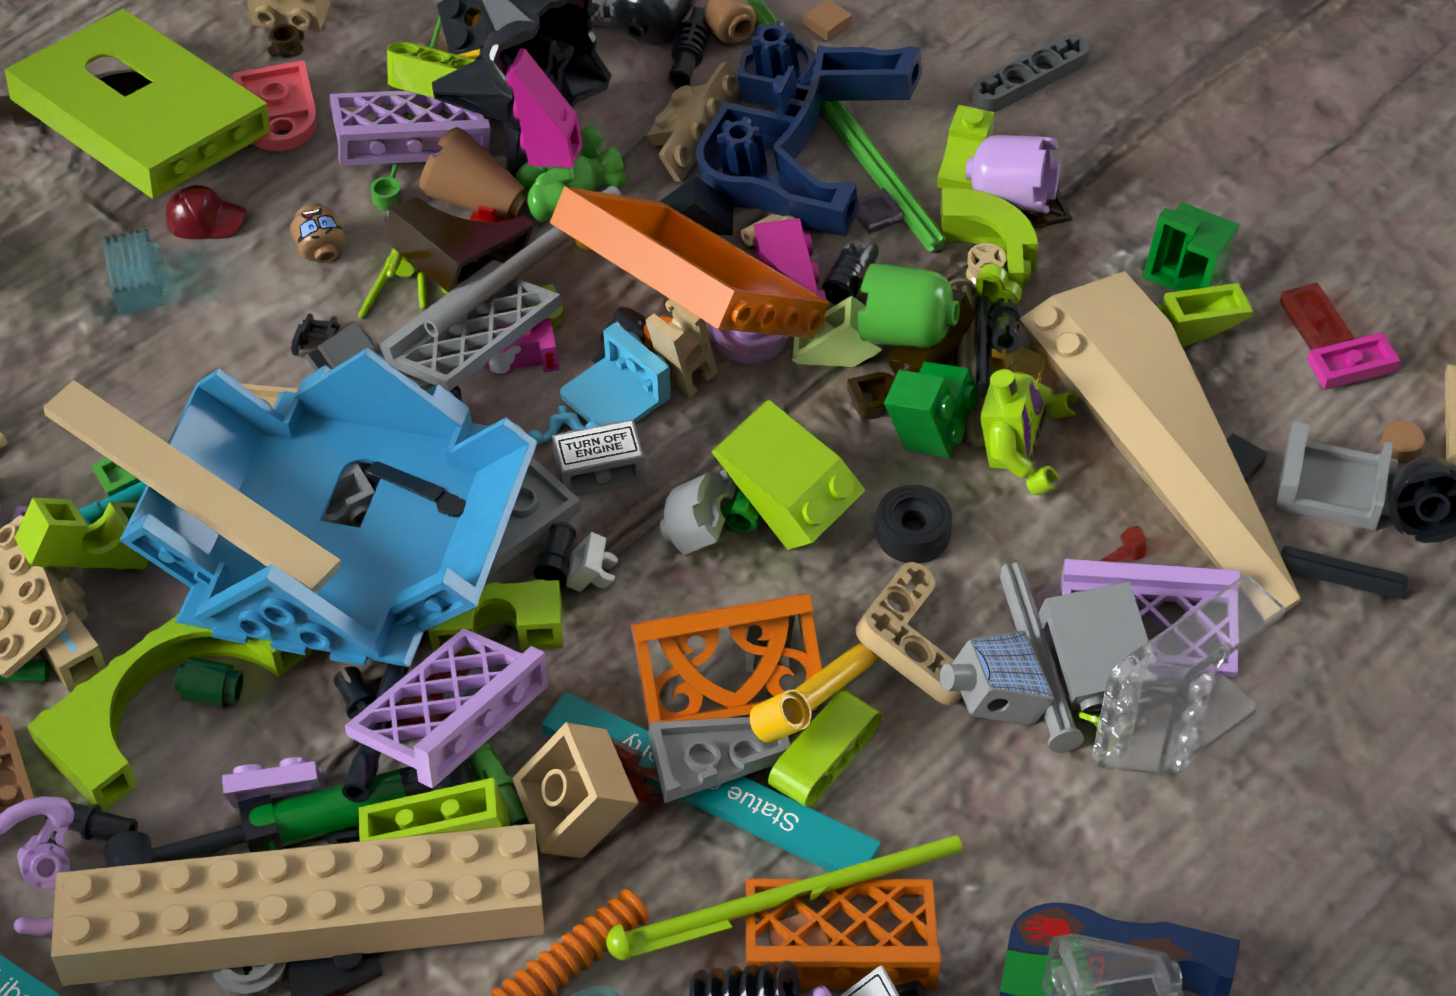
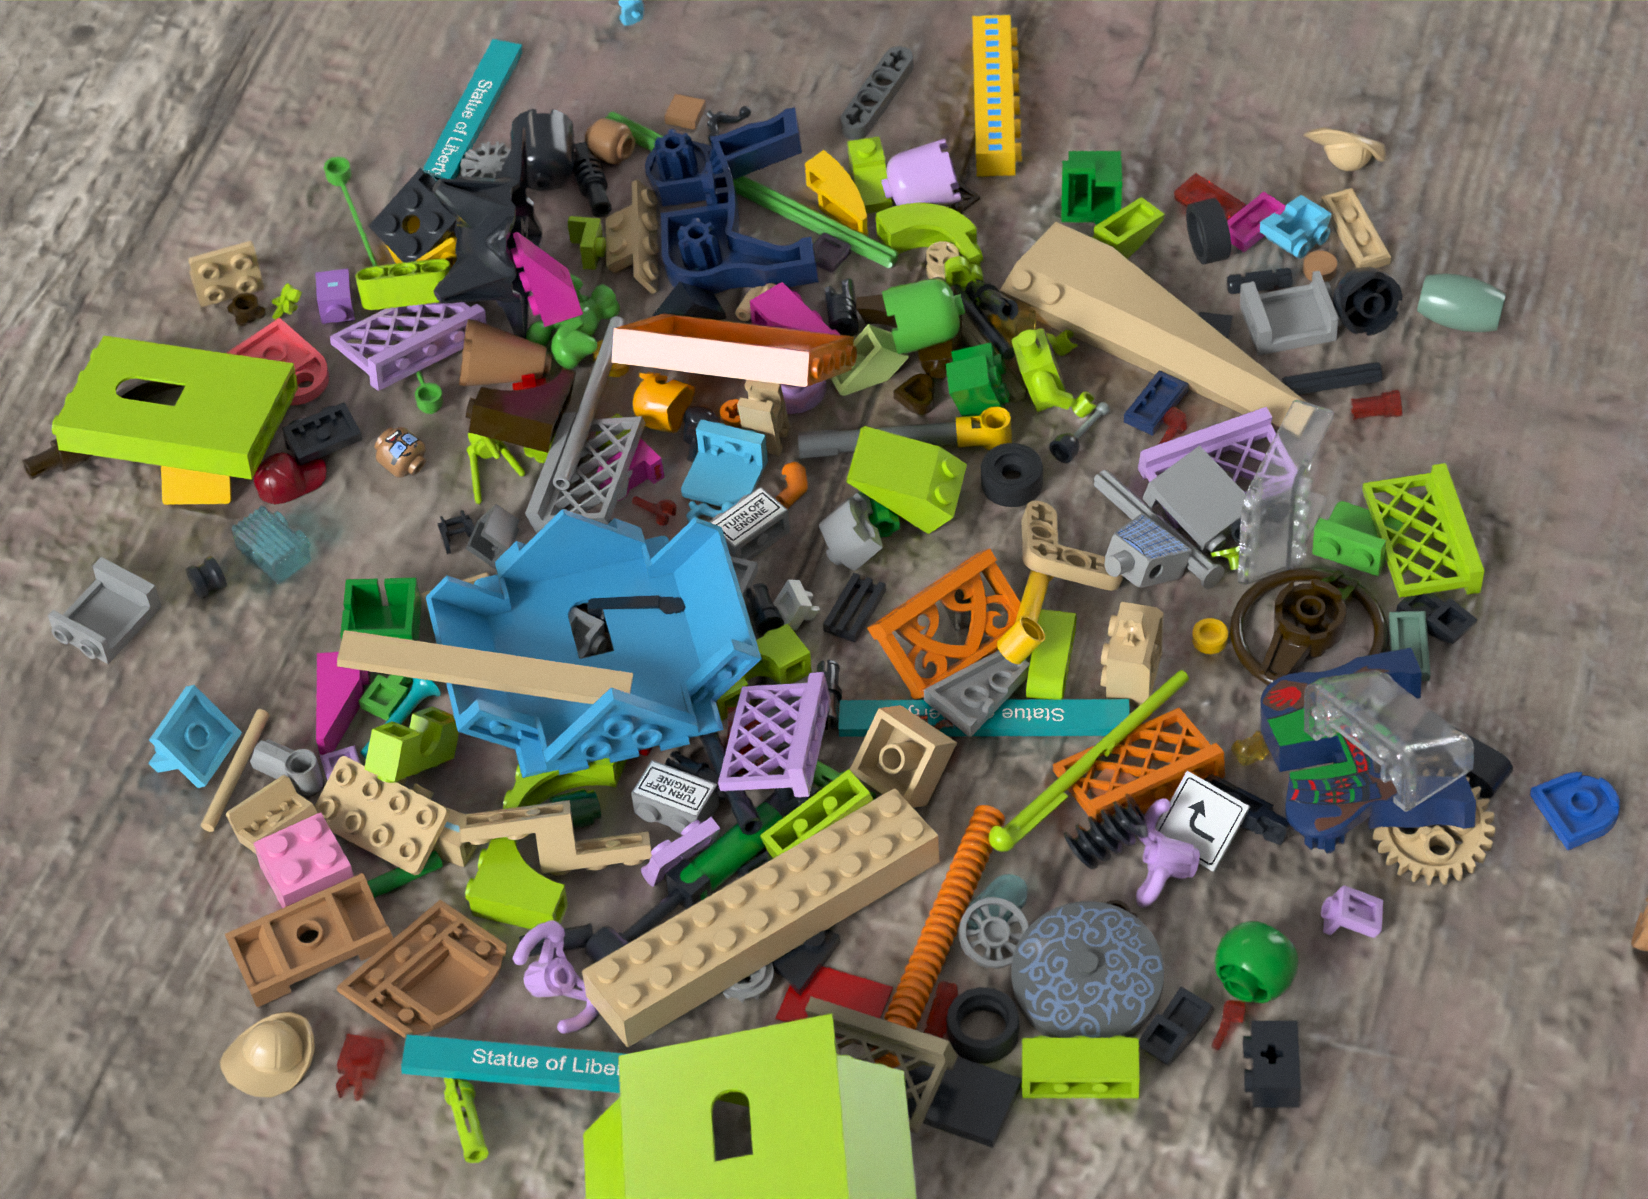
camera: 25 degrees left, 0 degrees up
(51, 277) = (206, 577): none -> black wheel
(57, 468) = (336, 699): none -> dark pink slope
(108, 188) = (194, 487): none -> yellow panel
(157, 703) = (555, 837): none -> tan bracket
(168, 381) = (366, 612): none -> green piece
(257, 184) = (321, 433): none -> black bracket
(314, 719) = (673, 797): none -> brick
(325, 48) = (287, 301): none -> lime plant
(367, 61) = (335, 296): none -> medium lavender brick
(525, 398) = (660, 509): none -> clear red hand
(560, 677) = (835, 691): none -> black pin
(598, 289) = (661, 402): none -> light orange helmet
(645, 103) = (589, 235): none -> lime bracket
(649, 589) = (864, 587): none -> black tile
(681, 436) = (797, 484): none -> orange arm
(859, 38) = (744, 112): none -> black piece
(910, 790) = (1132, 653): none -> tan hinge
(918, 462) = (985, 430): none -> piece
(920, 153) = (836, 192): none -> yellow slope
(982, 971) = (1250, 749): none -> clear yellow piece
(994, 517) = (1066, 446): none -> black hinge
(1023, 809) = (1210, 636): none -> yellow tile
(1122, 861) = (1306, 619): none -> dark brown piece
(1129, 507) = (1154, 402): none -> dark blue plate
(1148, 122) = (994, 96): none -> yellow brick
(1256, 925) = (1409, 630): none -> sand green tile
(1263, 771) = (1352, 538): none -> bright green bracket
(1291, 349) = (1208, 231): none -> black tyre
(1304, 911) = (1443, 619): none -> black slope
(1325, 427) = (1263, 280): none -> black axle
(1385, 812) = (1451, 521): none -> lime fence
(1388, 628) = (1386, 405): none -> clear red pin
(1400, 387) = (1298, 226): none -> medium azure cylinder

